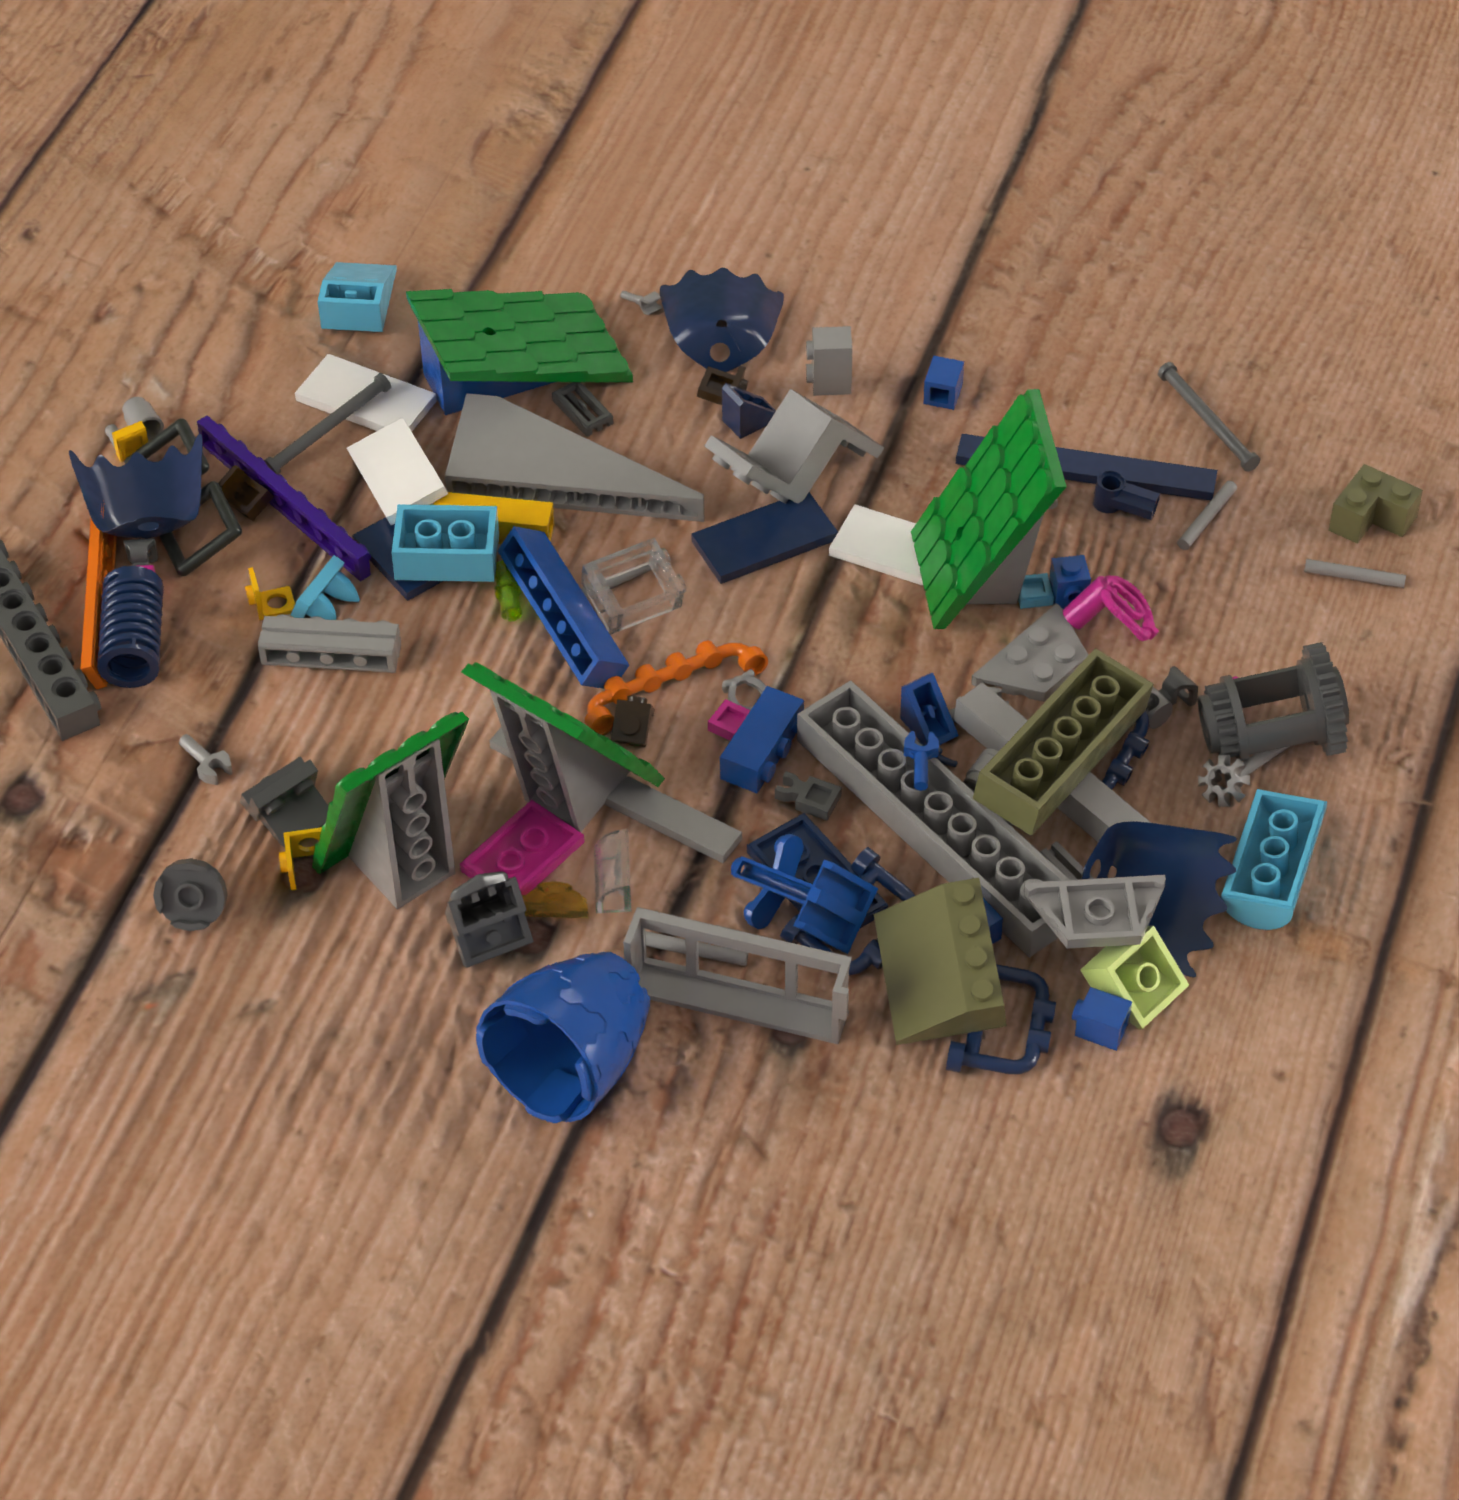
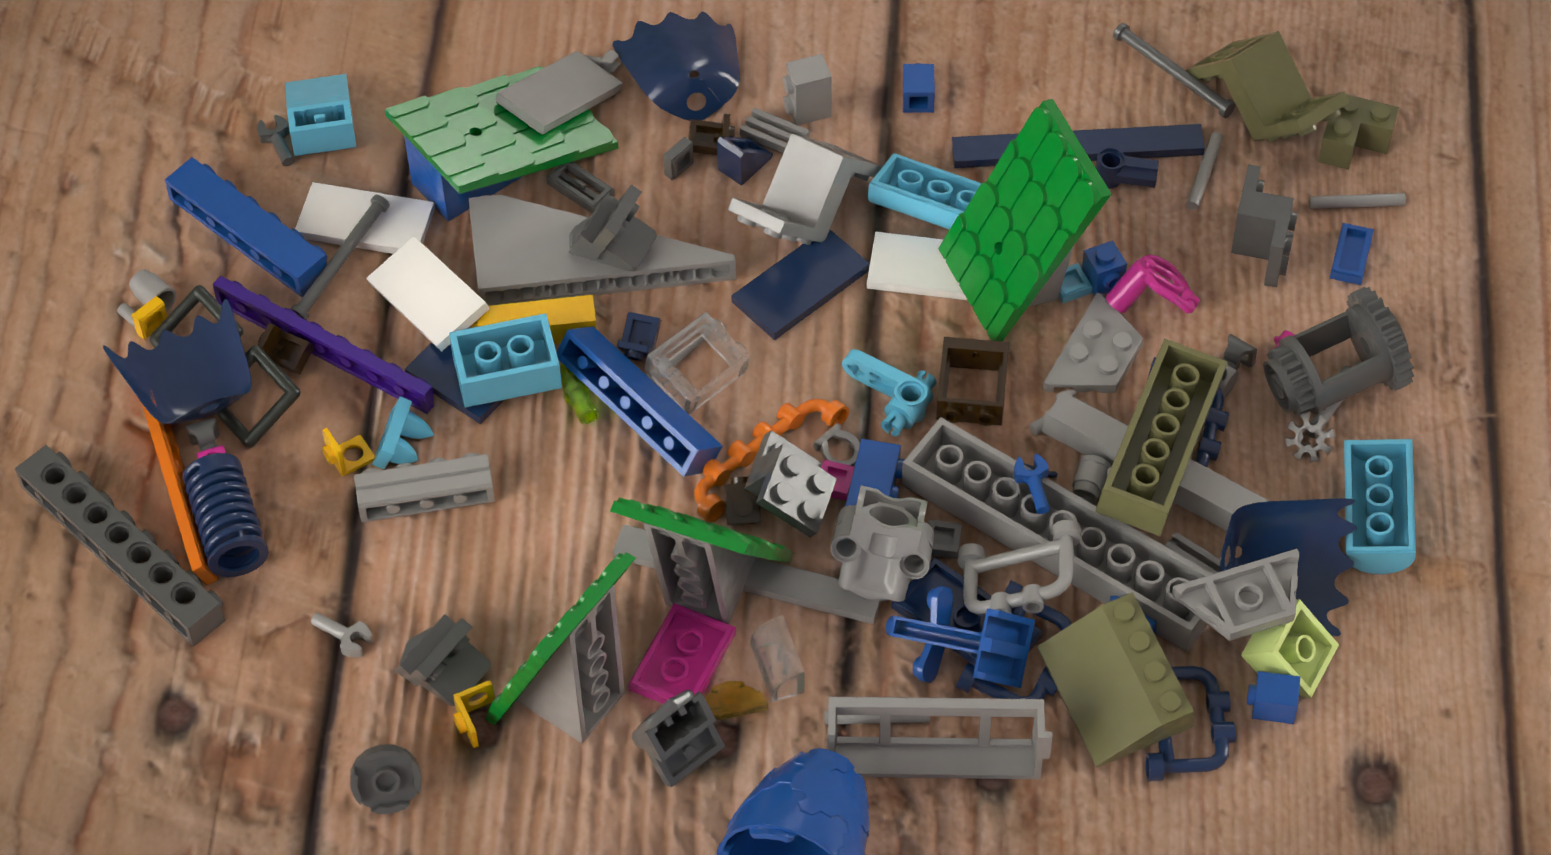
camera: 15 degrees left, 5 degrees up
(250, 378) = (246, 225): none -> blue brick
(310, 310) = (276, 137): none -> dark grey bar
(587, 547) = (639, 336): none -> dark blue bracket
(588, 317) = (559, 92): none -> light grey tile
(590, 449) = (614, 233): none -> dark grey piece
(680, 711) = (790, 484): none -> bracket
(684, 400) = (678, 158): none -> dark grey tile
(747, 784) = (882, 545): none -> light grey piece
(781, 385) = (774, 126): none -> light grey tile
(830, 658) = (895, 384): none -> medium azure piece
(842, 822) = (973, 561): none -> light grey bar
(894, 630) = (988, 356): none -> dark brown window
(904, 471) = (921, 191): none -> medium azure brick
(926, 711) = (1015, 430): blue slope -> none
(1244, 573) = (1264, 226): none -> dark grey bracket
(1293, 446) = (1268, 88): none -> olive bracket
(1332, 620) = (1351, 253): none -> blue tile

